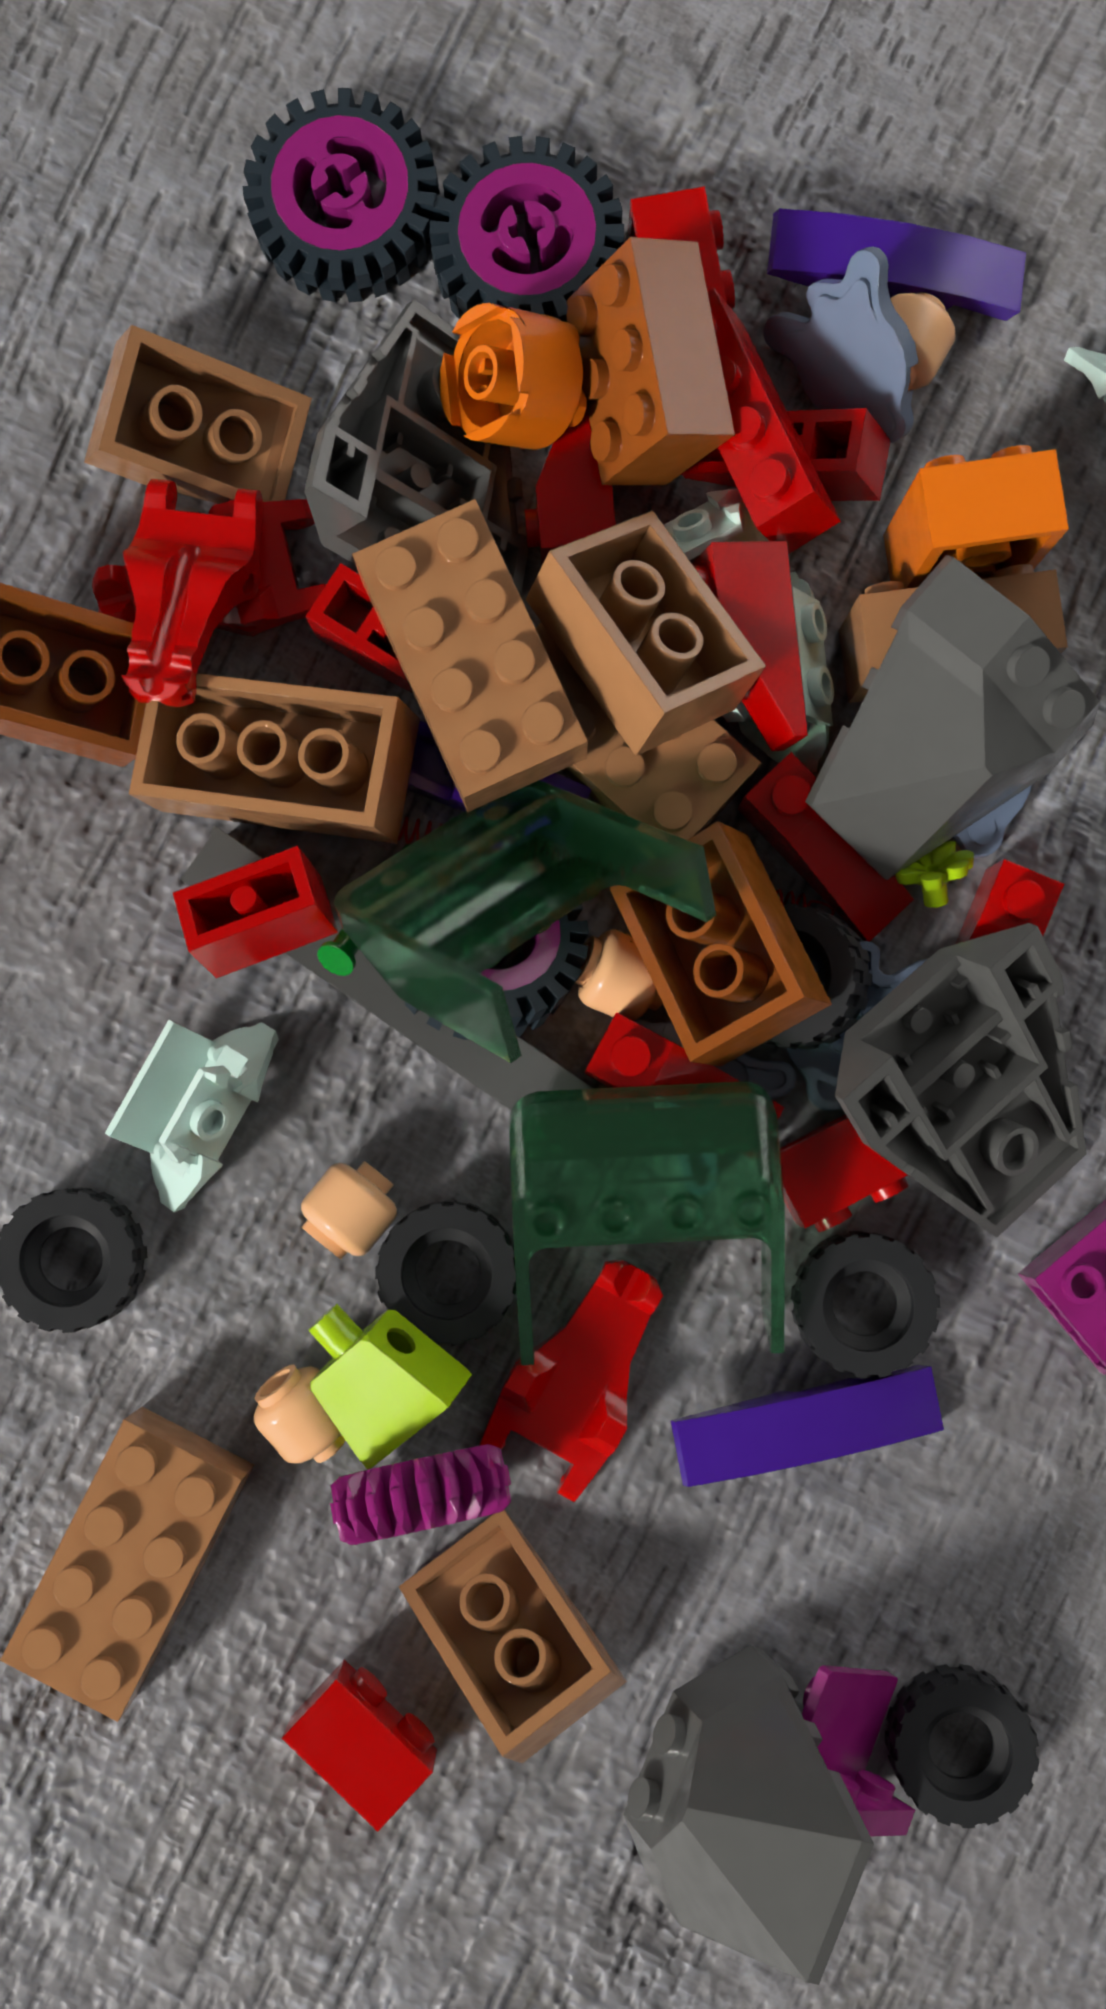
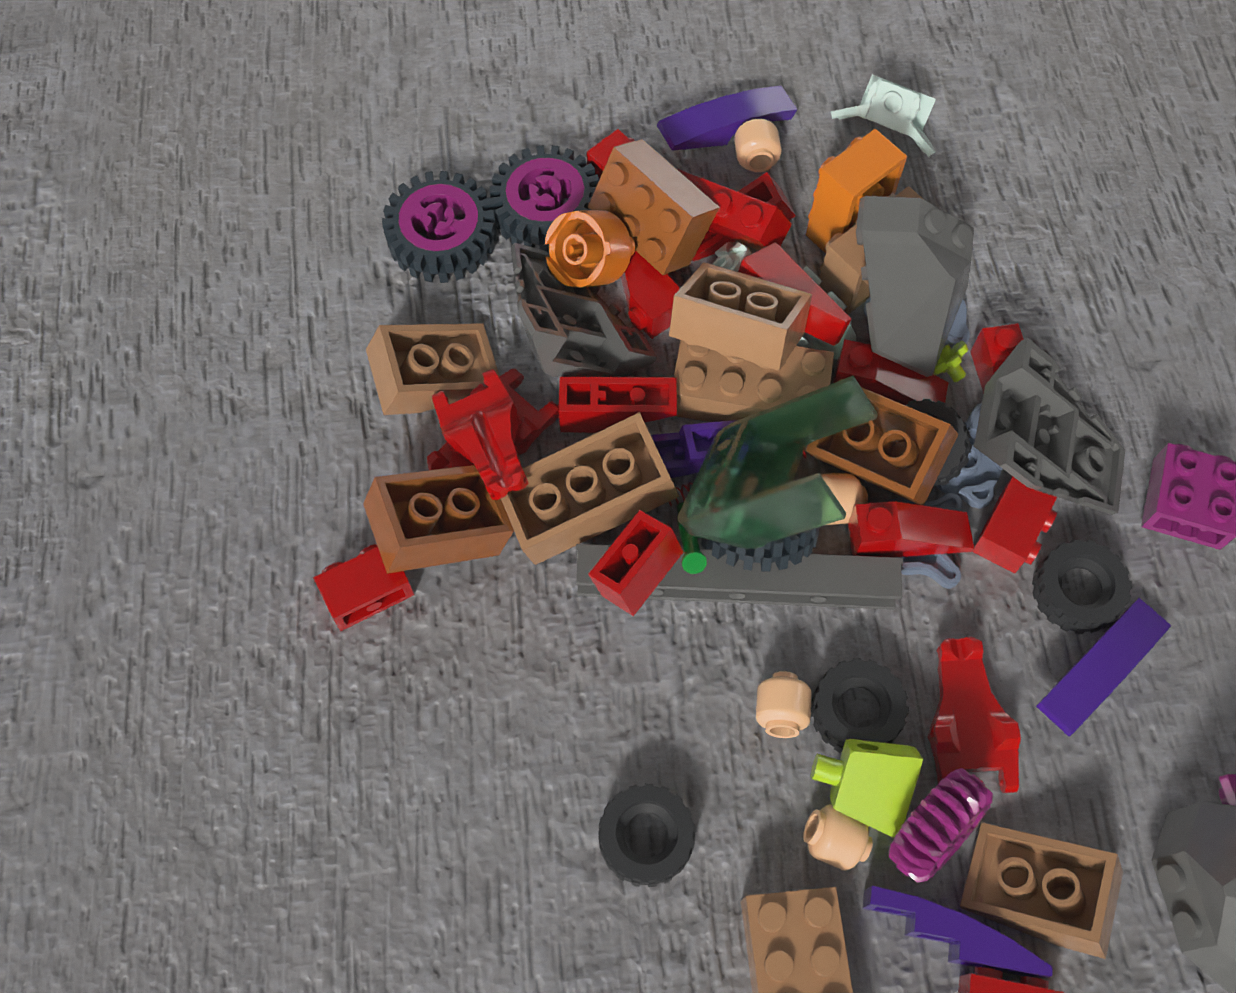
camera: 35 degrees left, 20 degrees down
(191, 1103) = (665, 732): light aqua piece -> none
(376, 1639) = (968, 939): none -> dark purple slope
(471, 655) = (662, 375): medium nougat brick -> none
(648, 1171) = (930, 571): clear green windscreen -> none
(853, 345) = (736, 153): sand blue tile -> none

